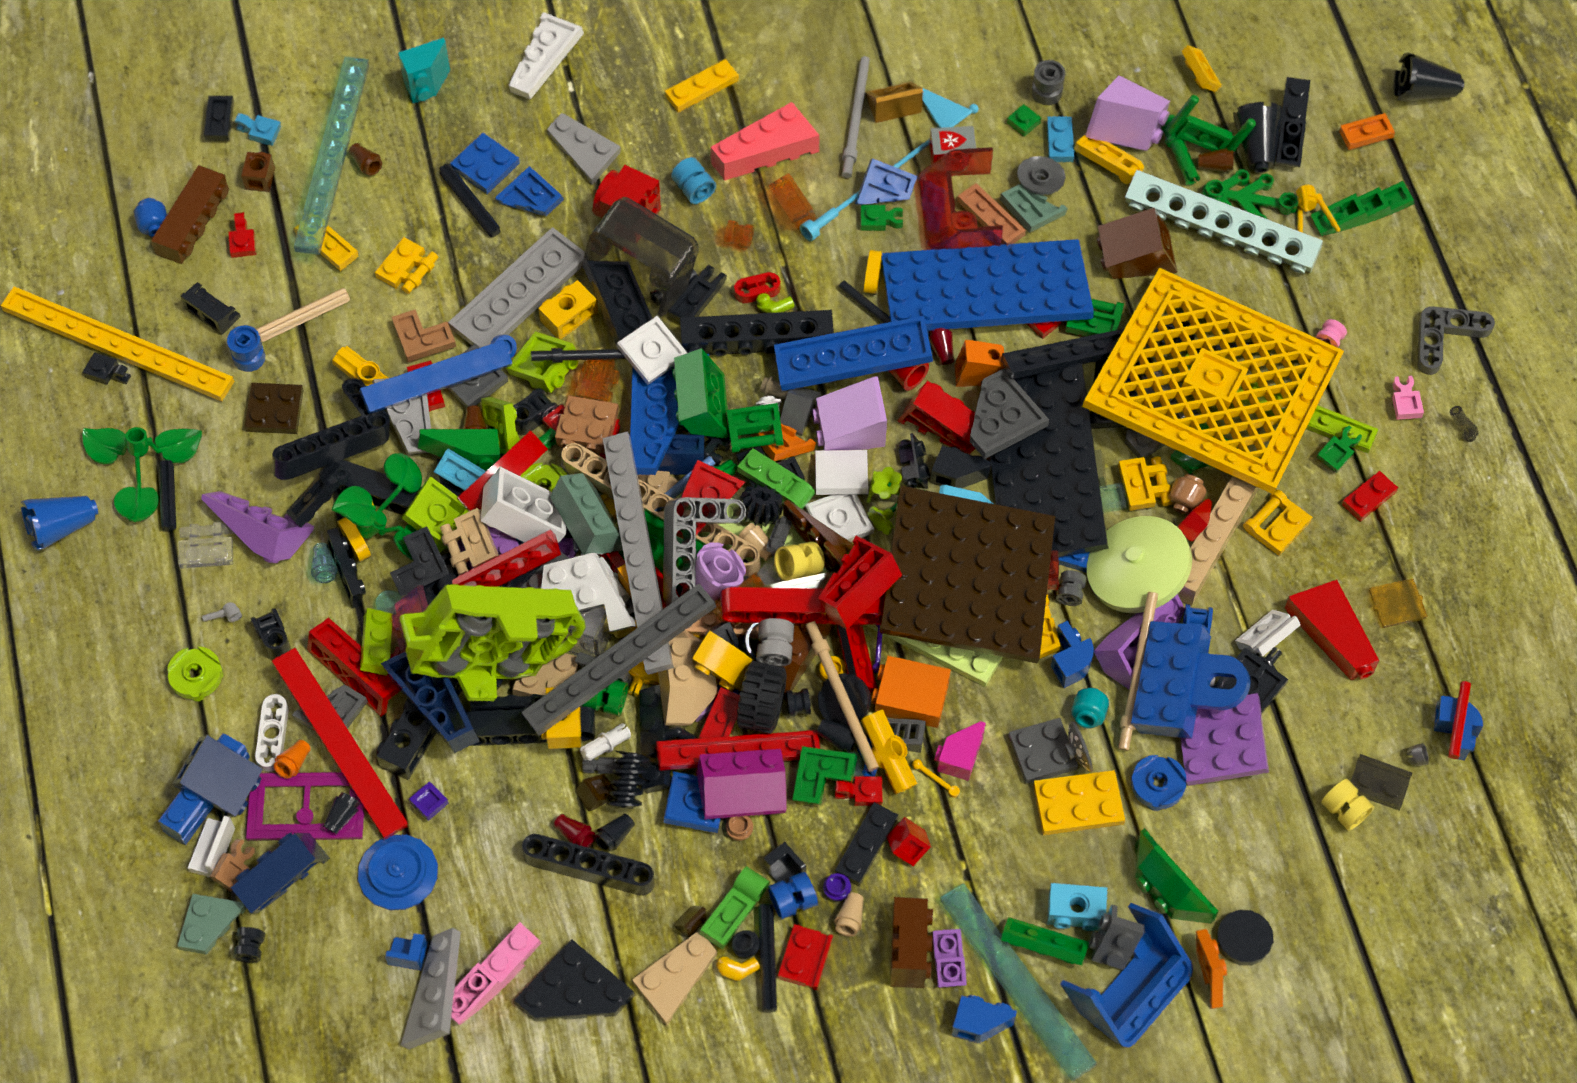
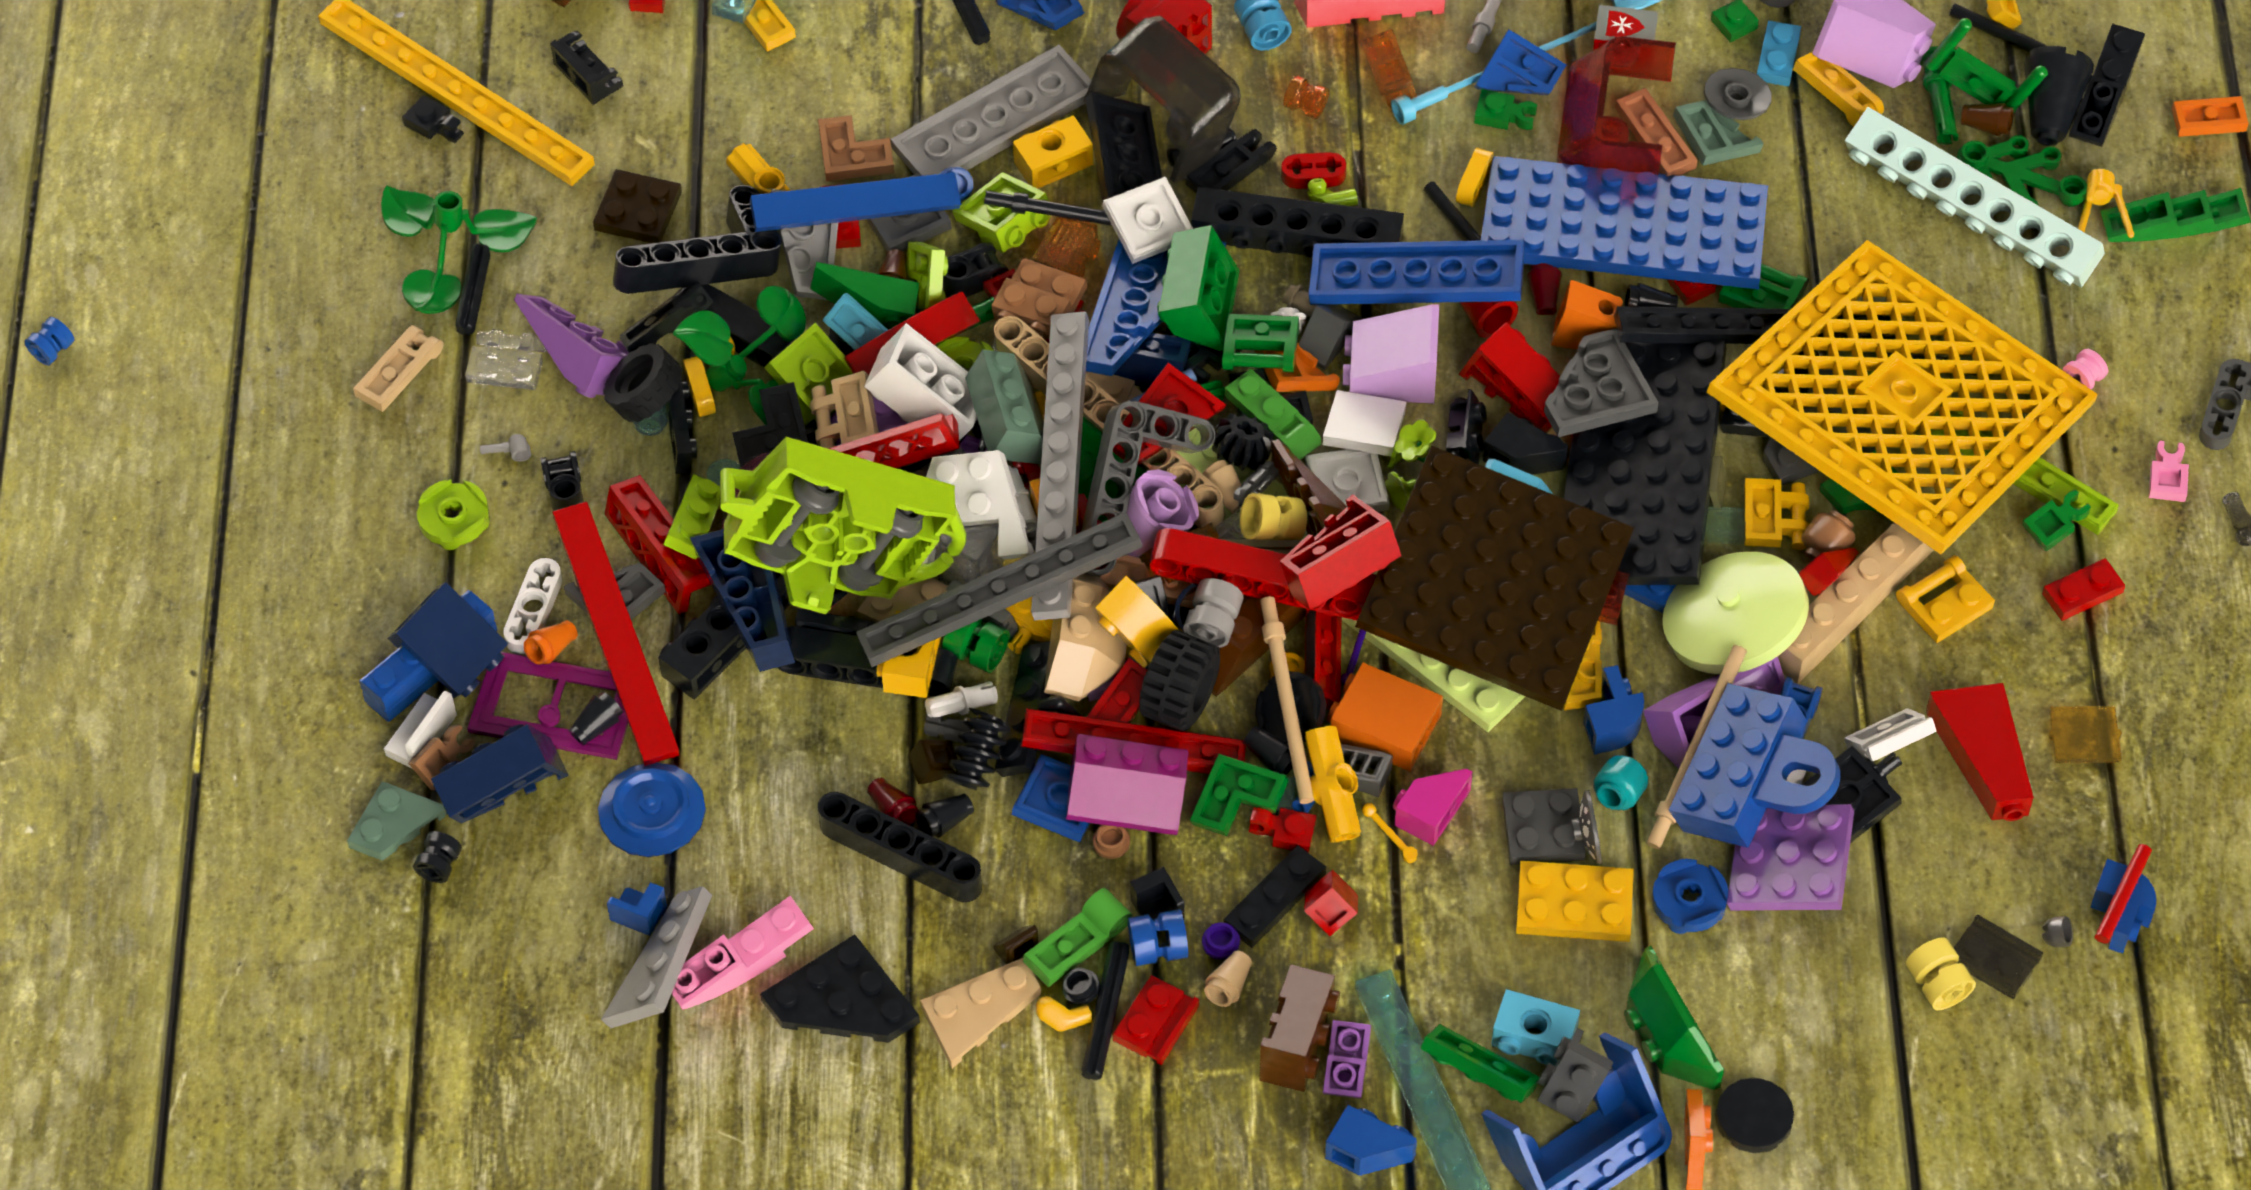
camera: 15 degrees right, 5 degrees down
(56, 518) = (324, 288): blue cone -> none
(126, 568) = (397, 368): none -> tan plate
(246, 348) = (619, 124): blue wheel -> none
(303, 314) = (703, 97): tan axle -> none
(325, 552) = (642, 382): none -> black tyre
(401, 261) = (851, 52): yellow plate -> none
(428, 801) = (713, 728): dark purple plate -> none
(798, 702) = (1229, 700): black wheel -> none
(1018, 340) = (1646, 296): none -> black cone
(1071, 588) = (1635, 629): dark grey wheel -> none
(1136, 246) = (1845, 206): reddish brown slope -> none
(1206, 94) = (1995, 28): none -> black bar

